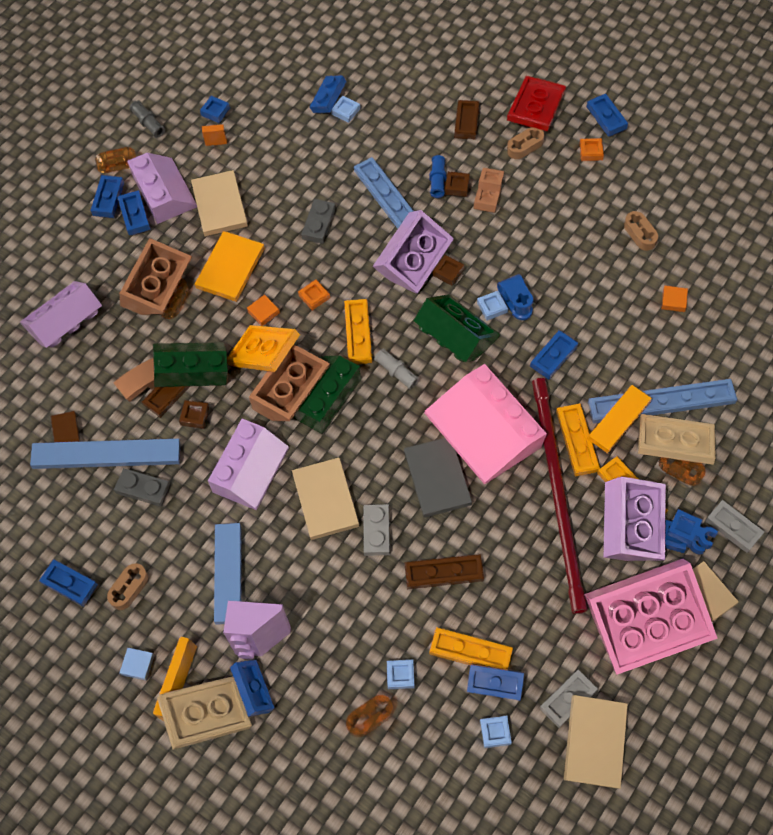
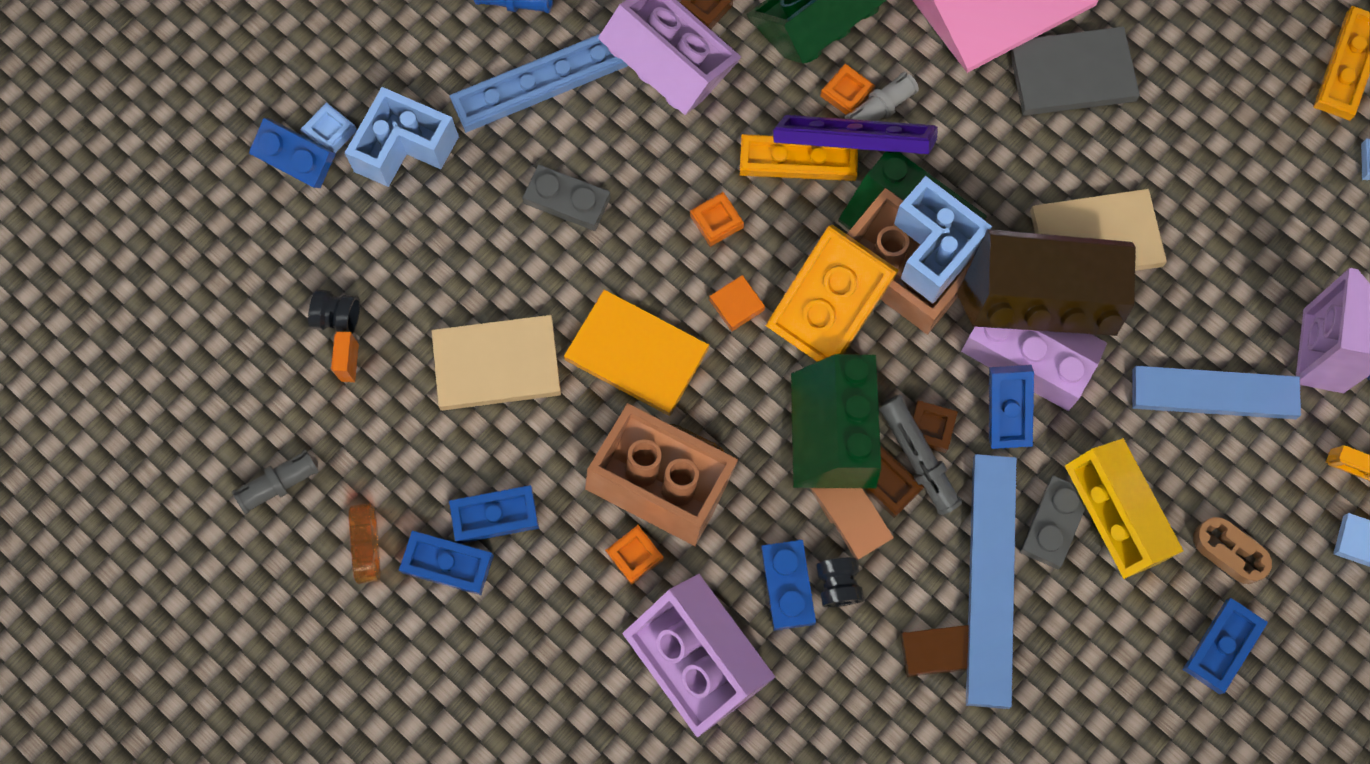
camera: 85 degrees left, 10 degrees up
(100, 375) = (840, 586): none -> black wheel
(101, 354) = (788, 585): none -> blue plate
(114, 280) = (634, 554): none -> orange tile
(146, 517) = (1123, 508): none -> yellow brick
(161, 186) = (444, 461): lavender slope -> none
(168, 409) = (927, 468): none -> dark grey pin
(204, 449) = (1011, 406): none -> blue plate
(214, 109) = (281, 354): blue plate -> none
(239, 125) = (333, 311): none -> black wheel
(272, 453) = (1050, 283): none -> dark brown slope
(292, 387) = (946, 235): none -> light blue brick
(340, 132) = (397, 129): none -> light blue brick
(366, 350) = (856, 134): none -> dark purple tile
(376, 530) = (1155, 167): light grey plate -> none
(406, 351) = (847, 90): none -> orange tile
(444, 571) = (1228, 83): reddish brown tile -> none

